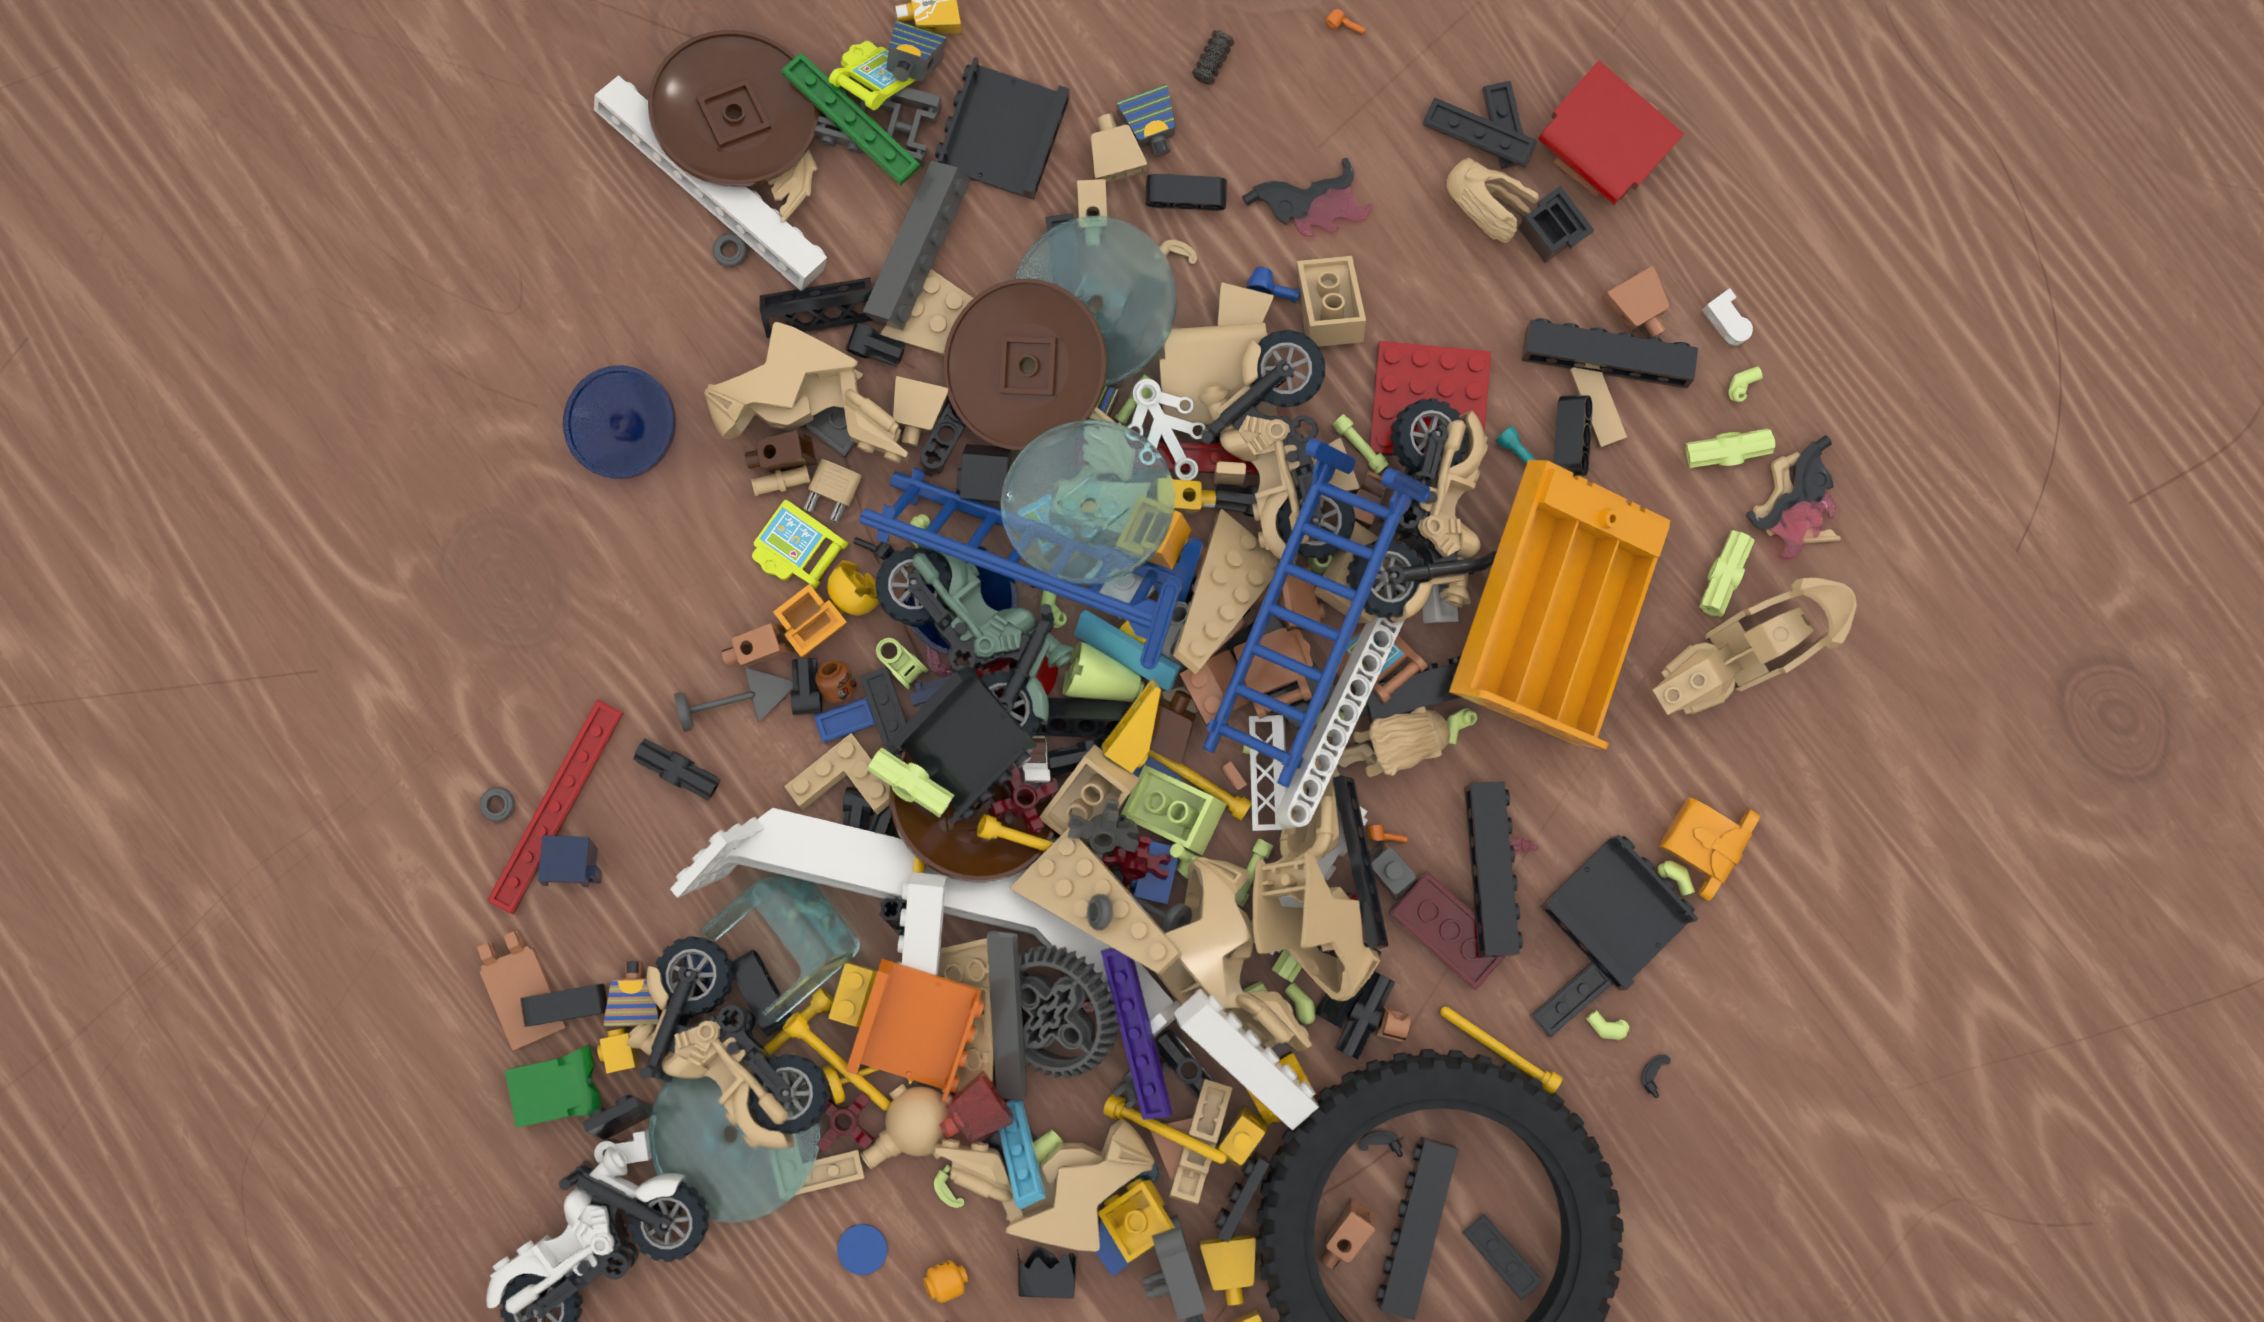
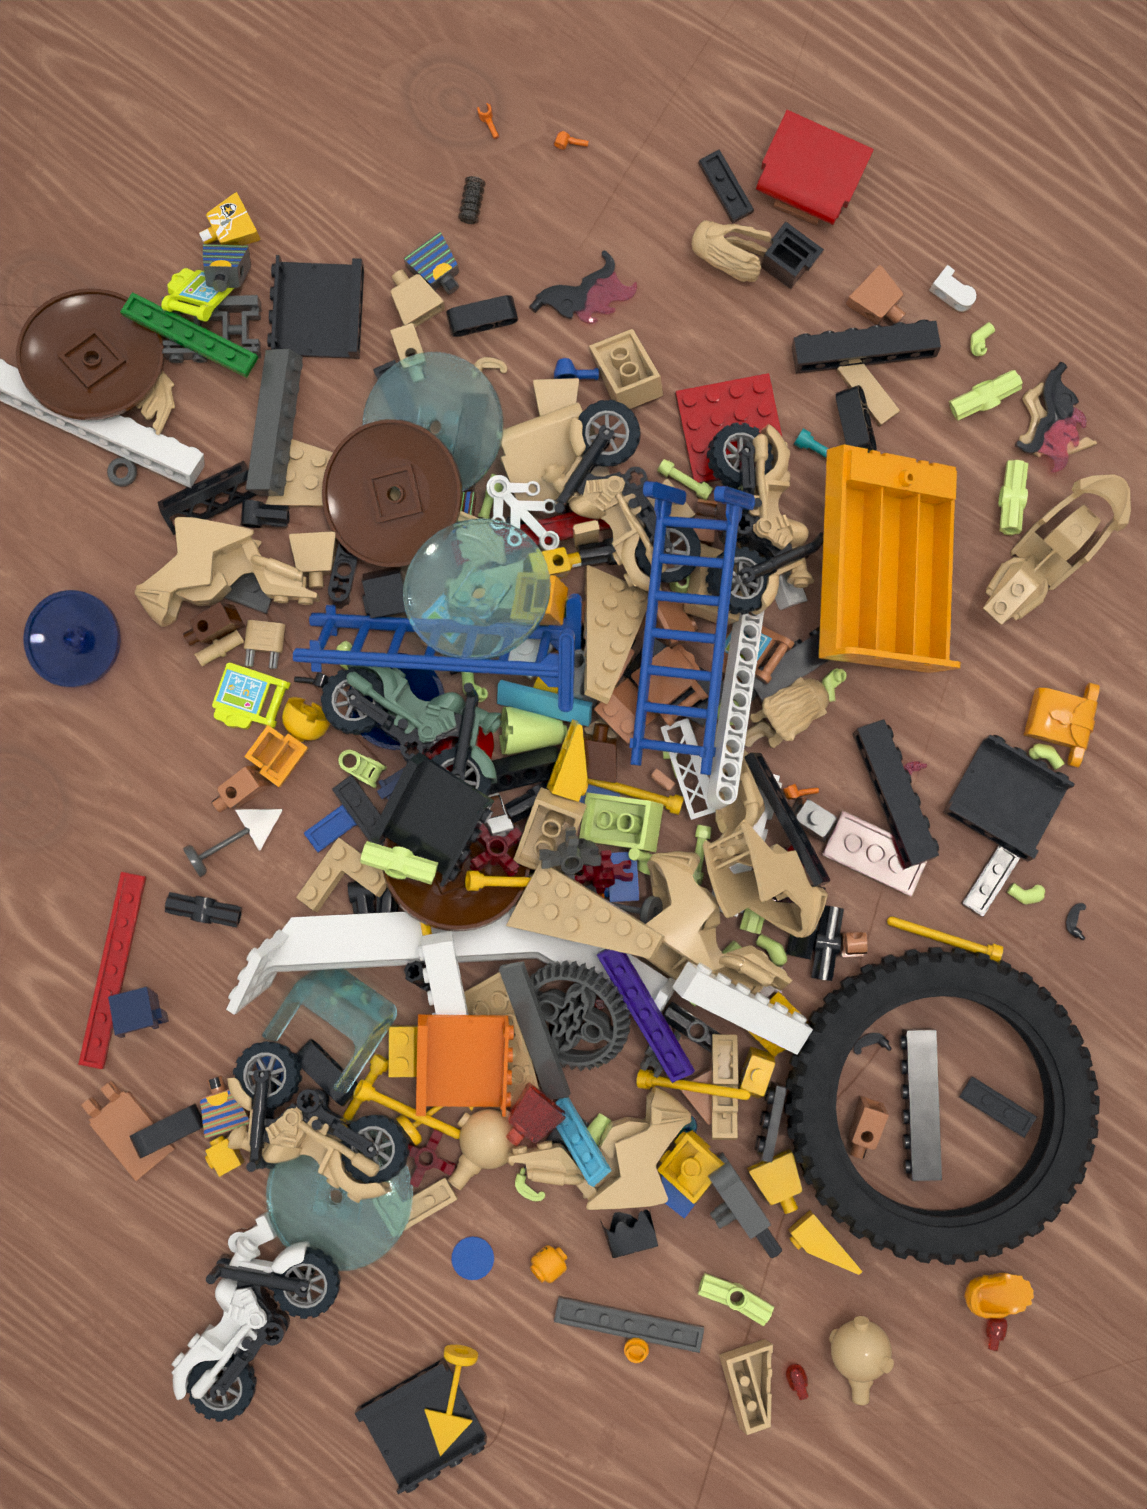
camera: 15 degrees left, 0 degrees up
(485, 804) = (53, 982): dark grey piece -> none
(553, 1088) = (179, 1202): green piece -> none
(618, 1118) = (245, 1205): black tile -> none
(805, 694) = (291, 817): black piece -> none
(835, 681) = (313, 799): dark orange head -> none
(934, 664) = (389, 760): clear pink piece -> none
(1099, 912) = (586, 922): dark grey piece -> none
(1479, 132) = (707, 198): black tile -> none

